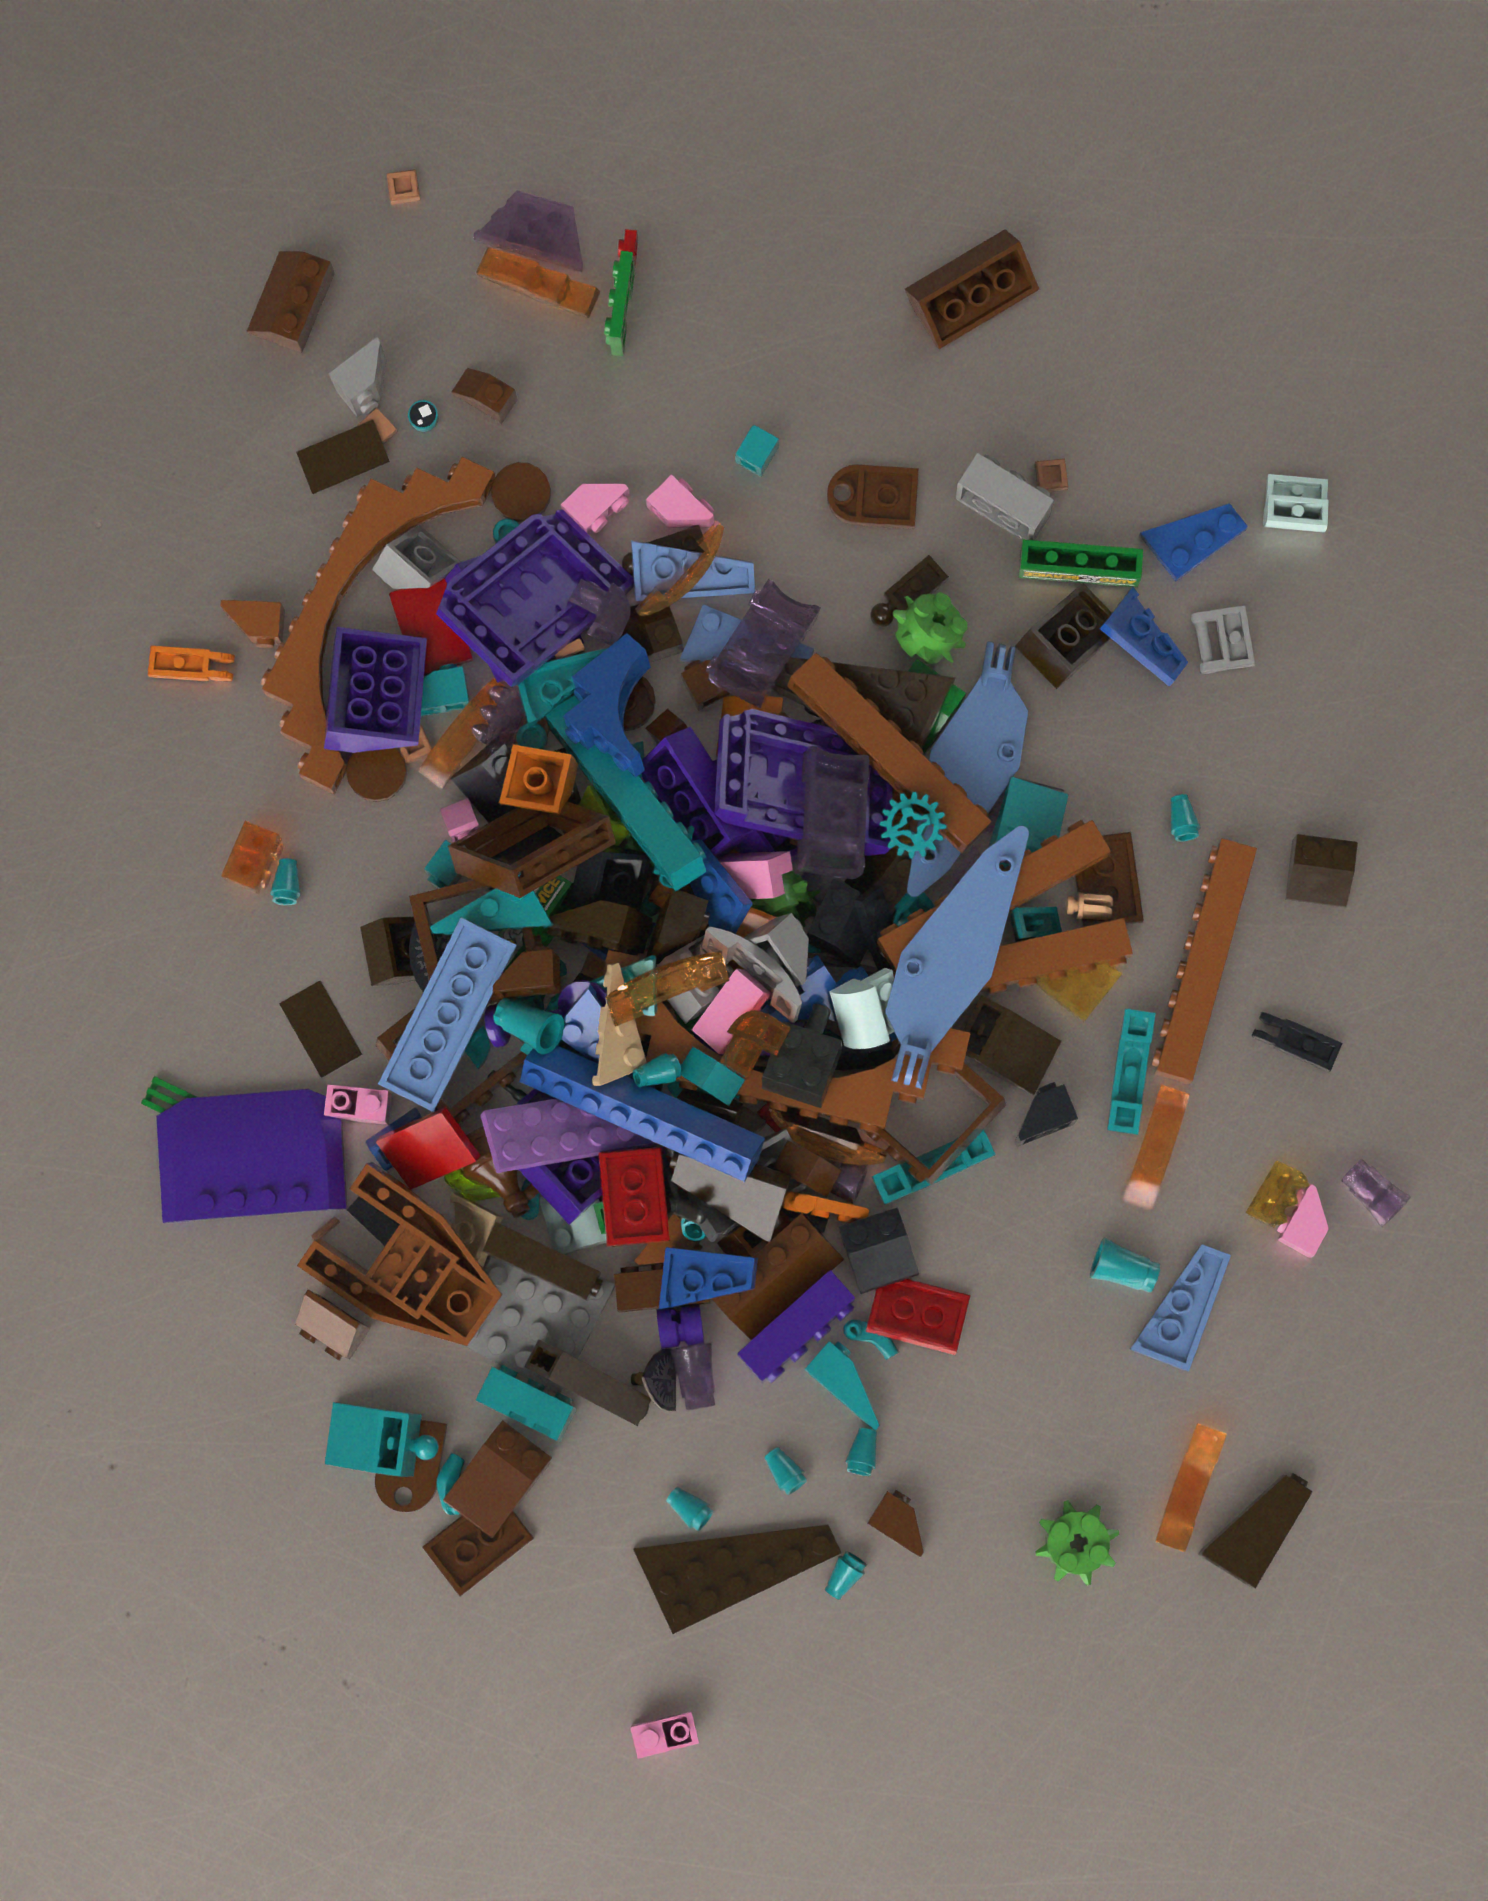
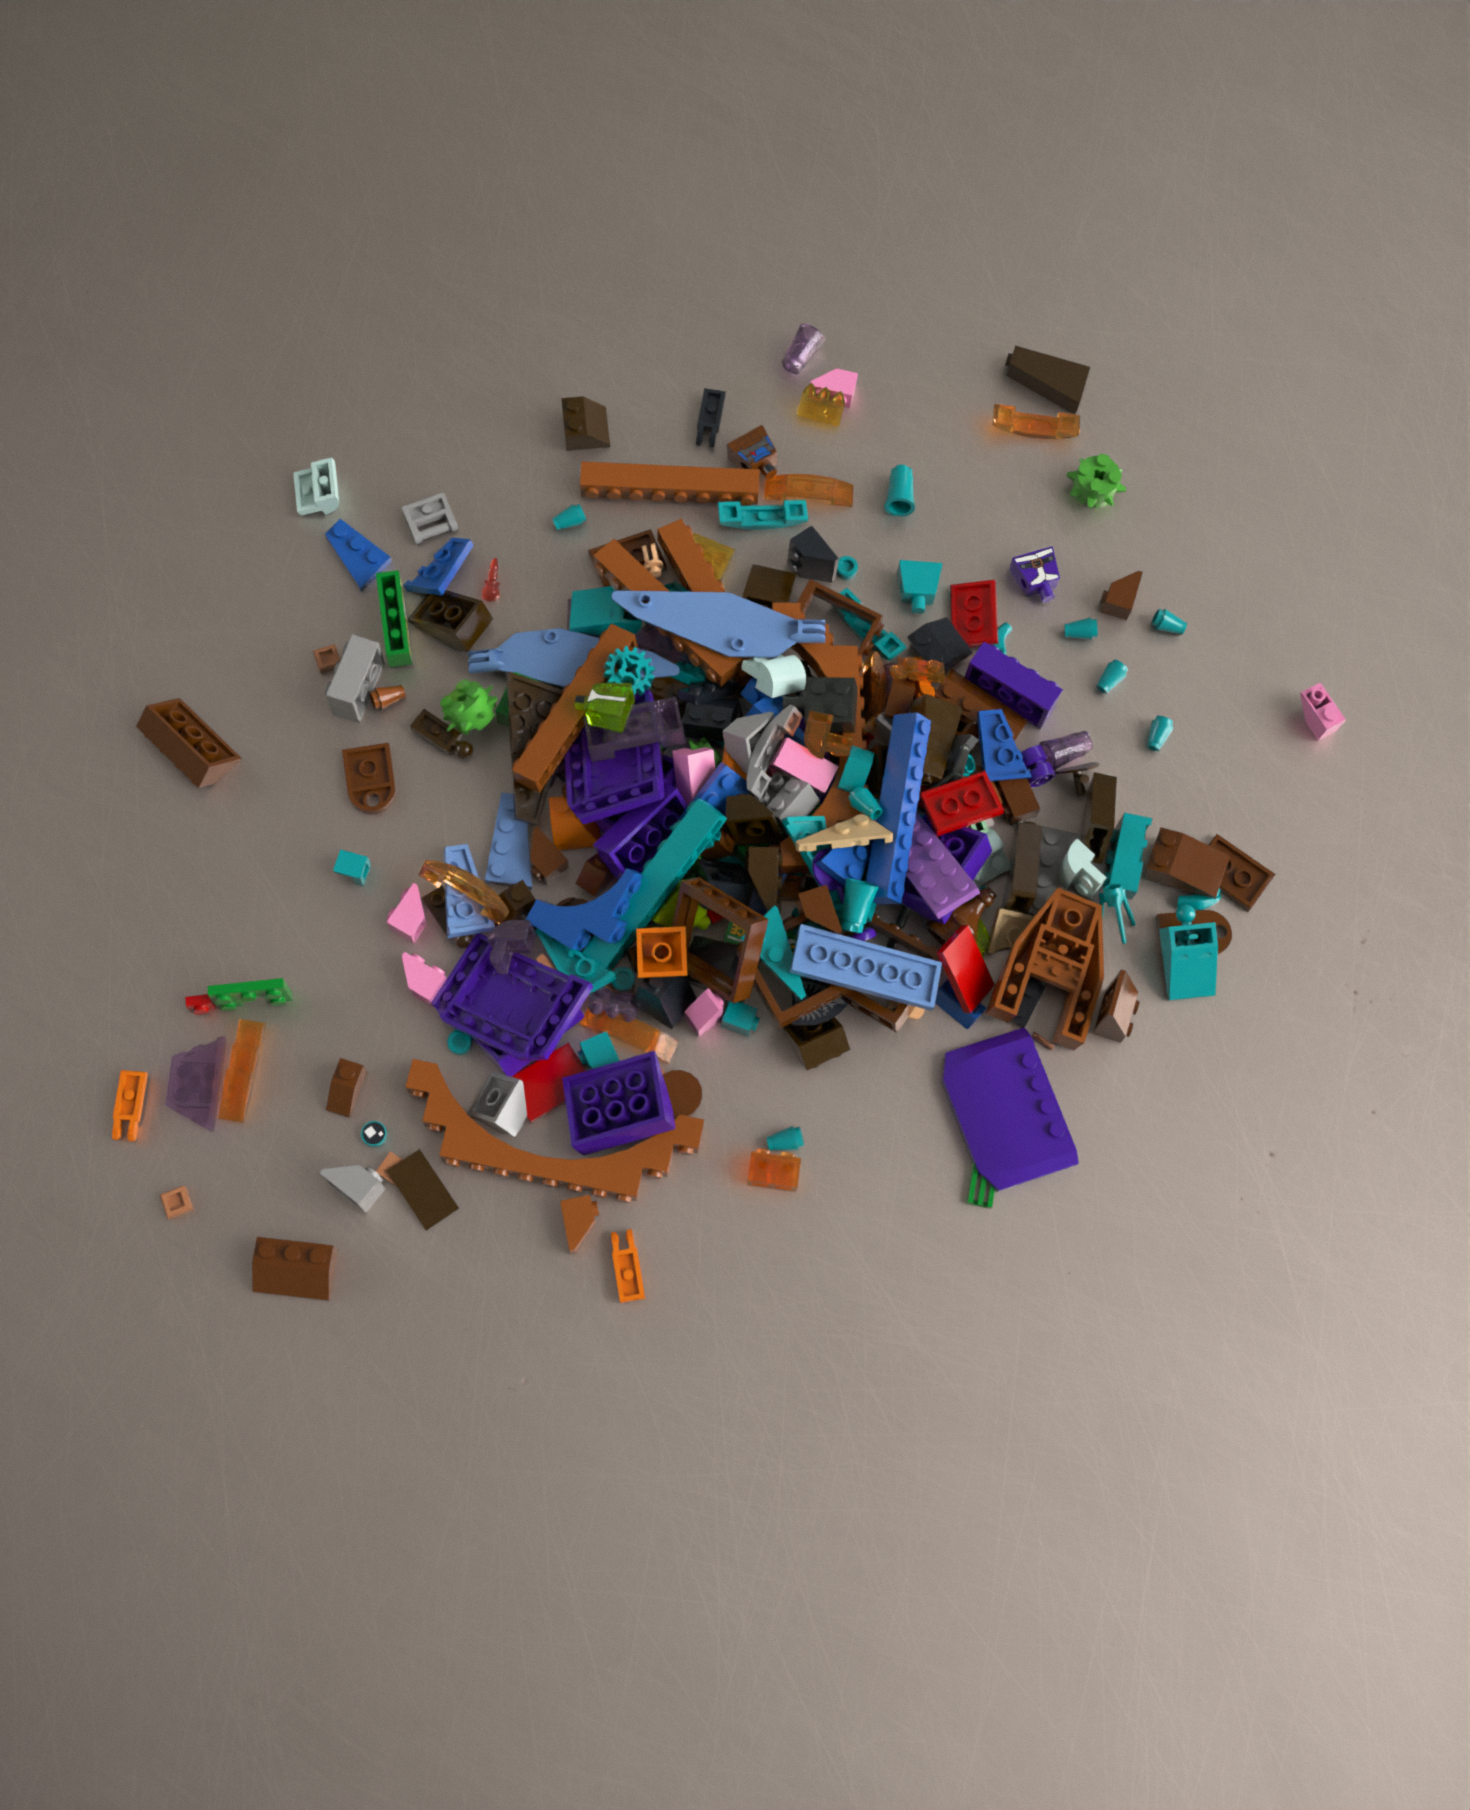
camera: 115 degrees left, 10 degrees down
(320, 1029) = (891, 1086): dark brown sticker -> none
(358, 1104) = (944, 1033): bright pink slope -> none
(475, 1365) = (1114, 896): none -> teal plant
(520, 491) = (422, 1039): reddish brown tile -> none
(520, 1323) = (1078, 870): none -> light aqua brick
(531, 152) = (129, 1103): none -> orange hinge
(665, 982) = (784, 783): clear orange slope -> none
(716, 1573) = (1194, 704): dark brown wing -> none
(762, 644) = (510, 820): clear purple piece -> none
(838, 1200) = (918, 670): none -> clear orange hinge
(839, 1376) = (1037, 650): teal slope -> none
(867, 784) = (607, 705): none -> clear neon green torso
(957, 1417) = (1036, 573): none -> dark purple torso
(978, 534) = (386, 696): none -> dark orange cone
(978, 1252) = (918, 583): none -> teal torso
(1029, 1165) = (847, 567): none -> teal tile
(1100, 696) = (491, 591): none -> clear red bar
(1182, 1316) = (917, 449): medium blue wing -> none
(1224, 1085) = (754, 451): none -> reddish brown torso

